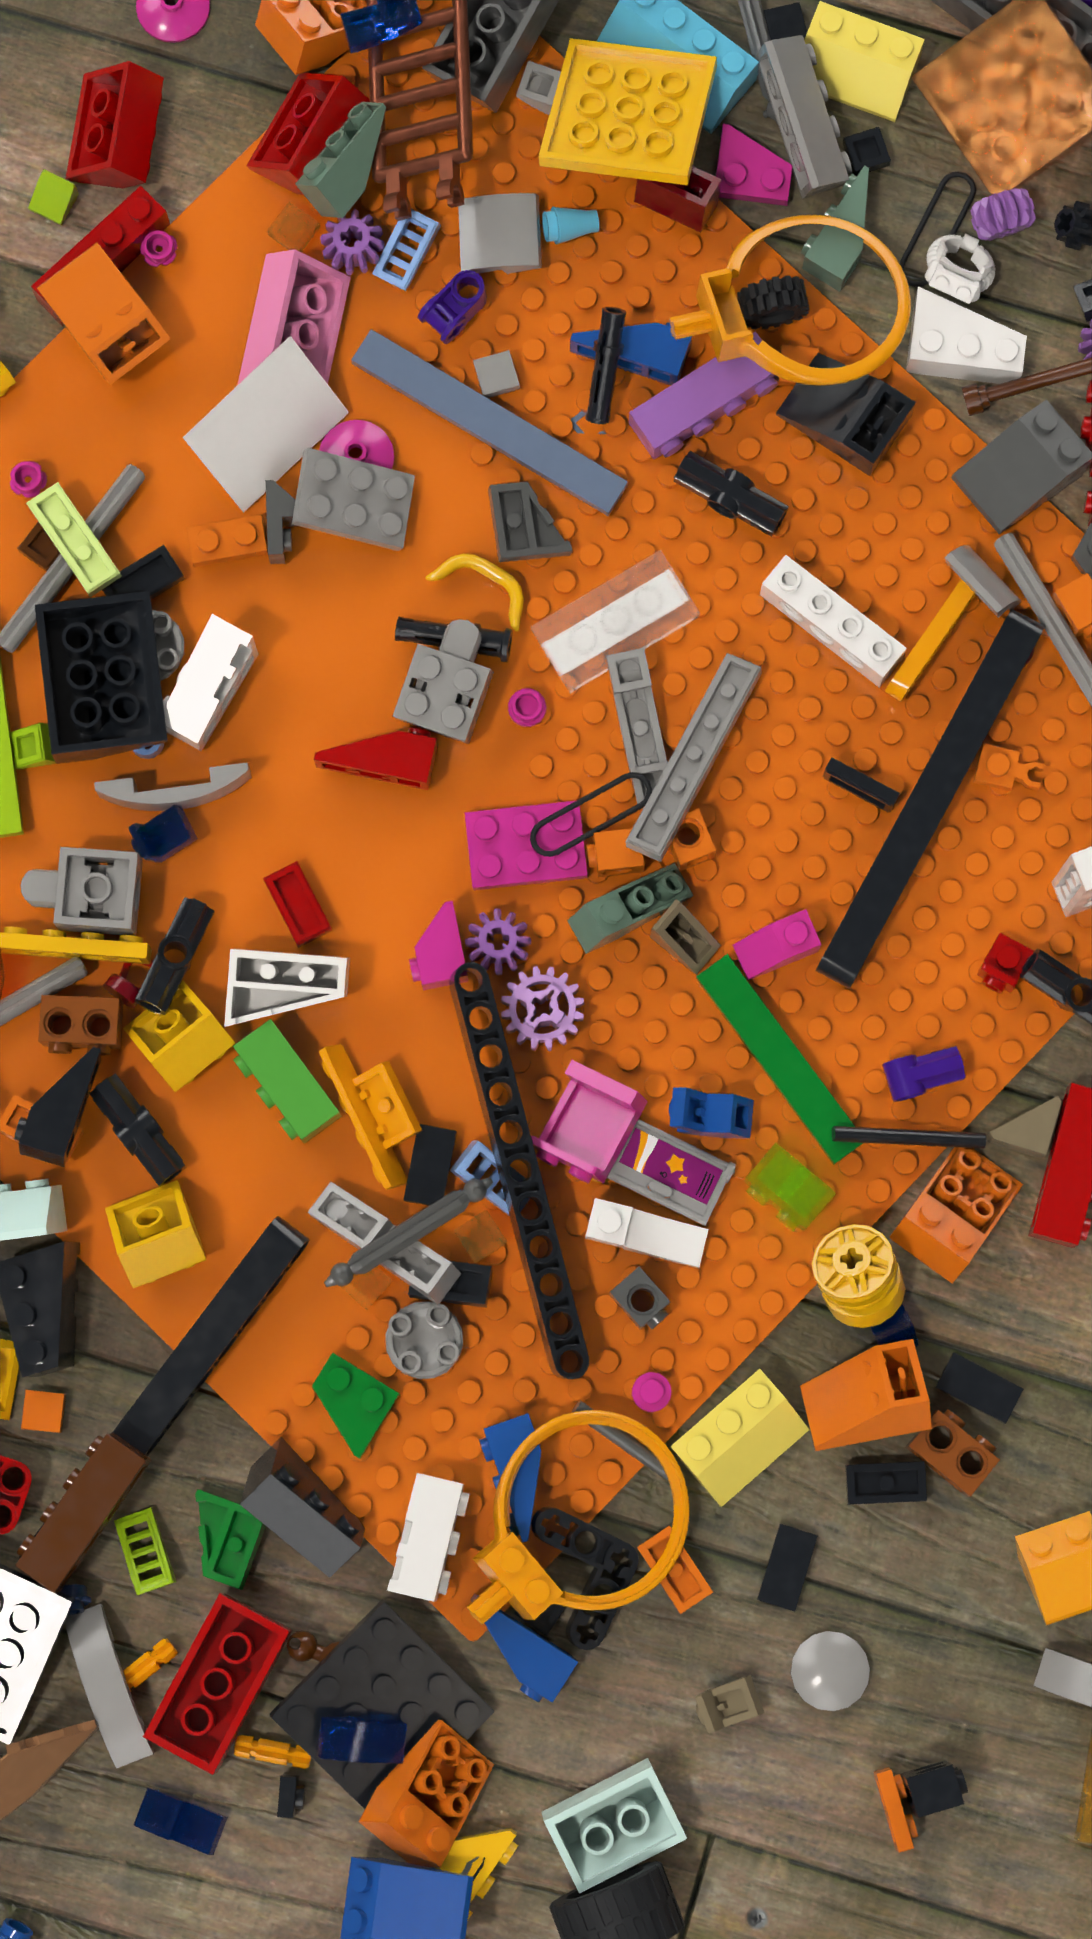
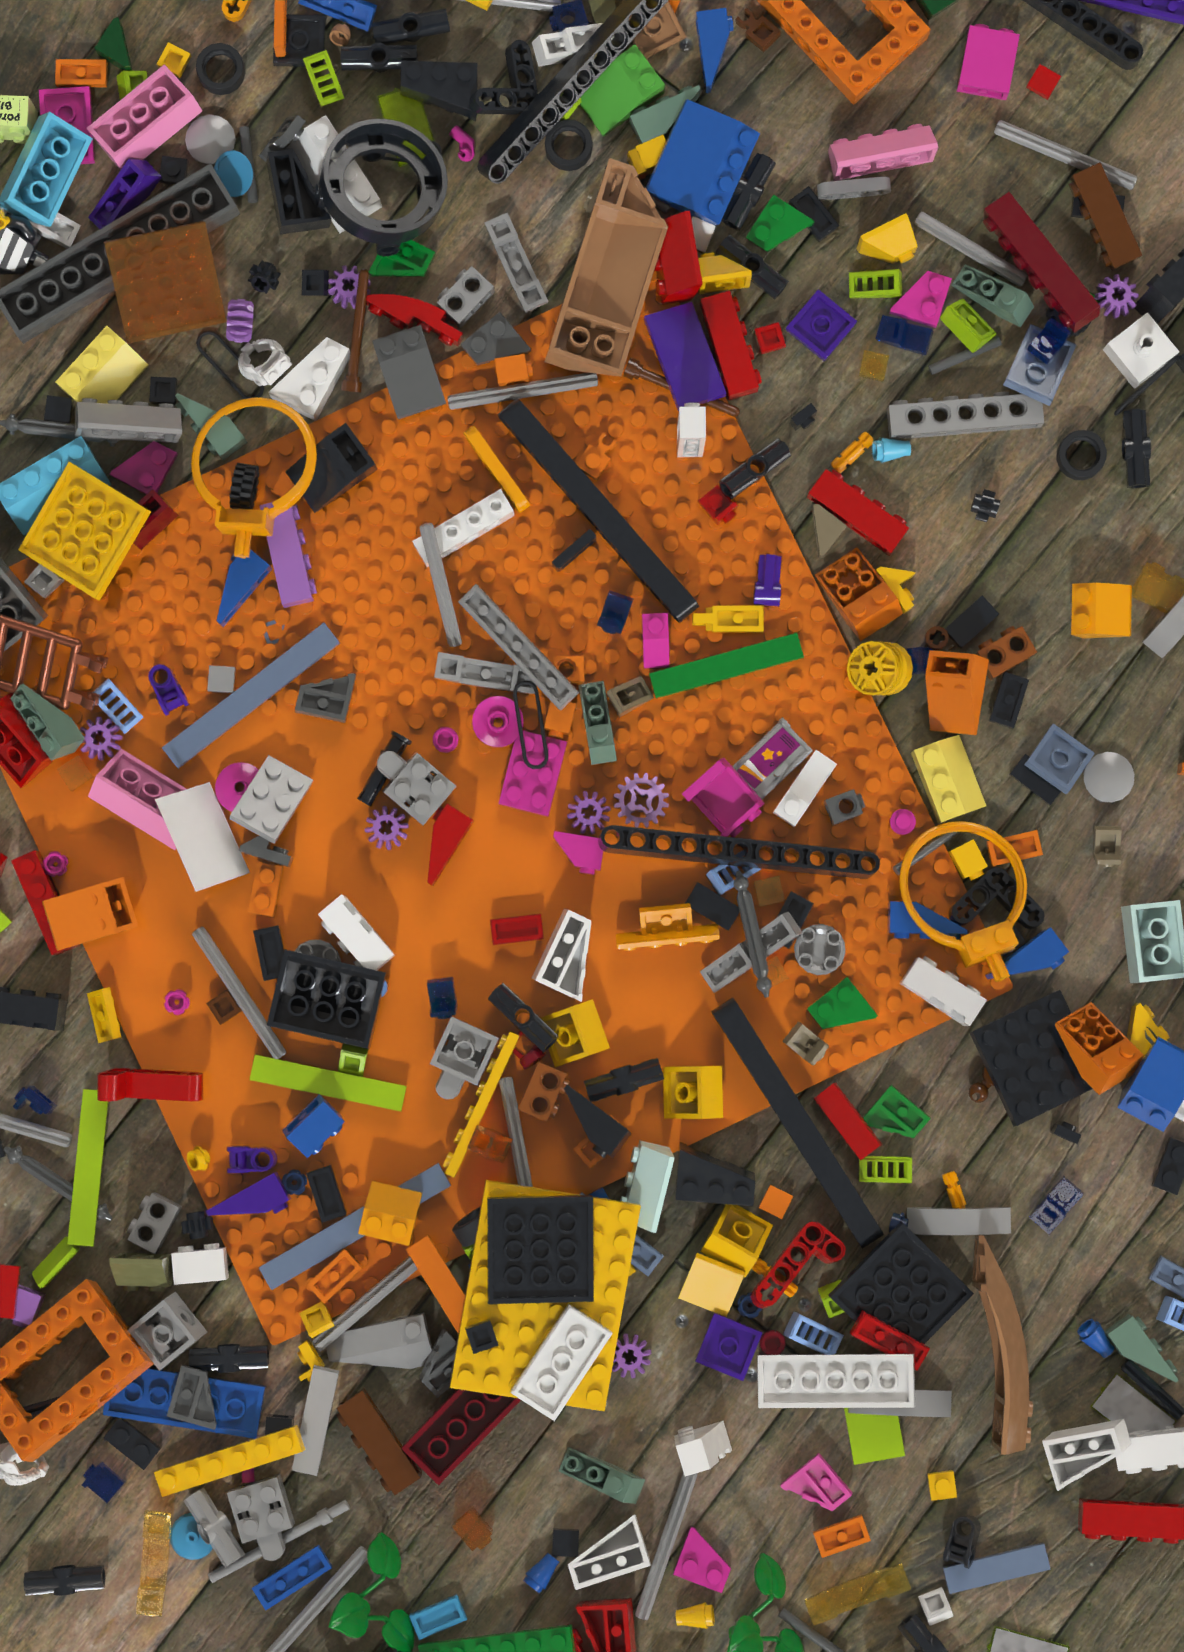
camera: 70 degrees left, 5 degrees up
(74, 539) = (229, 986): yellowish green tile -> none
(82, 1512) = (851, 1196): reddish brown brick -> none
(193, 1471) = (847, 1121): none -> red tile
(217, 1683) = (983, 1151): red brick -> none
(223, 781) = (405, 1011): light grey slope -> none
(271, 1751) = (1034, 1134): light orange axle -> none
(281, 1368) = (806, 1043): none -> dark tan bracket
(285, 1082) = (628, 977): bright green brick -> none
(301, 1509) = (895, 1062): black wedge -> none
(362, 1740) = (1052, 1075): clear blue slope -> none
(370, 659) = (377, 827): none -> medium lavender gear
(490, 571) = (348, 730): yellow animal -> none
(500, 233) = (130, 642): light grey slope -> none
(568, 223) = (140, 597): medium azure cone -> none
(575, 750) = (487, 713): none -> dark pink dish
(607, 350) = (237, 602): black pin -> none
(613, 619) = (410, 664): clear tile -> none
(631, 1509) = (968, 860): none -> yellow brick
(710, 1114) = (746, 720): blue brick -> none
(730, 493) = (356, 560): black piece -> none
(739, 616) = (440, 584): none -> light grey axle
(788, 1188) = (809, 690): clear neon green brick -> none
(794, 874) = (615, 612): none -> clear blue bracket
(828, 1587) = (1059, 758): none -> sand blue plate
(849, 1041) = (731, 618): none -> yellow hinge
(908, 1137) = (804, 605): black bar -> none
(929, 1356) = (941, 644): none -> reddish brown bush
(982, 580) = (474, 424): light grey slope -> none
(994, 1252) = (894, 579): none -> yellow slope

